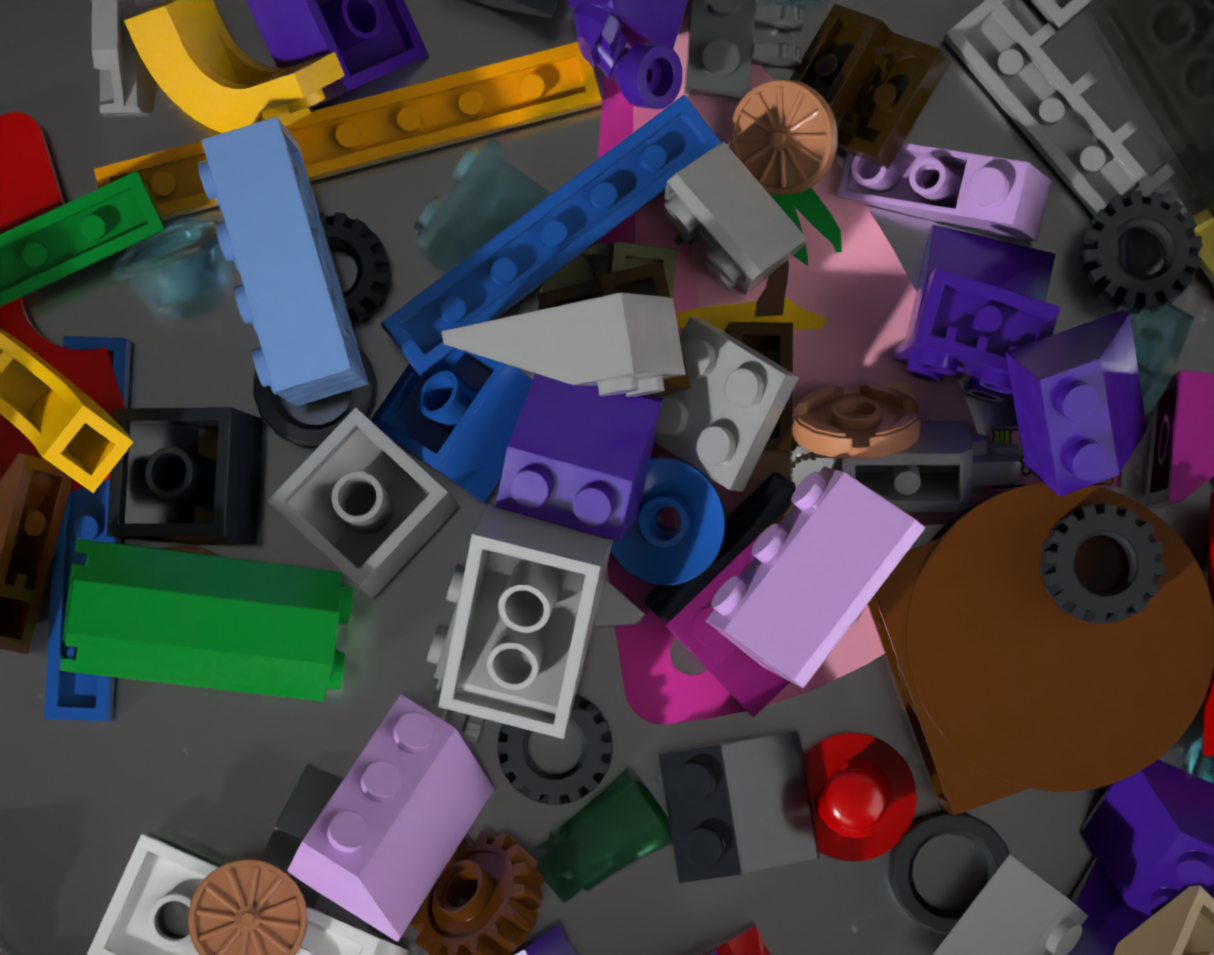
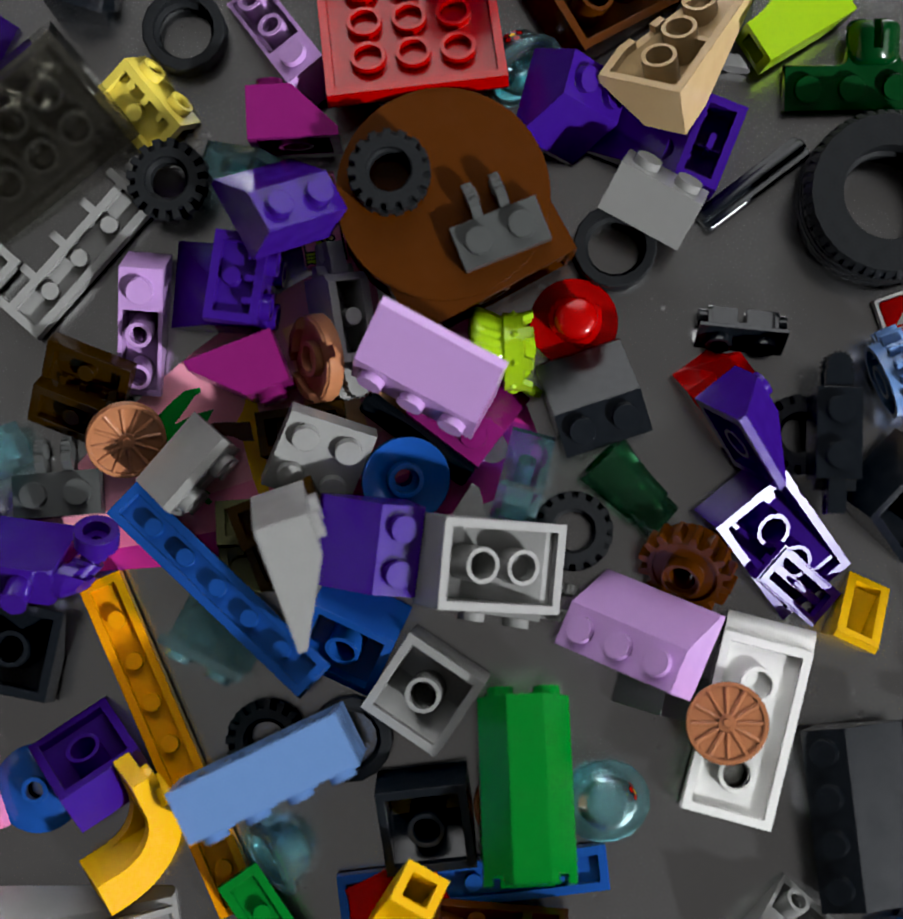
camera: 100 degrees left, 0 degrees up
(168, 736) = (609, 800): none -> clear light blue hat
(644, 688) = (523, 476): none -> clear light blue slope
(835, 698) = (510, 340): none -> lime hair
(856, 325) = (248, 368): none -> magenta slope
(993, 709) = (500, 232): none -> dark grey hinge

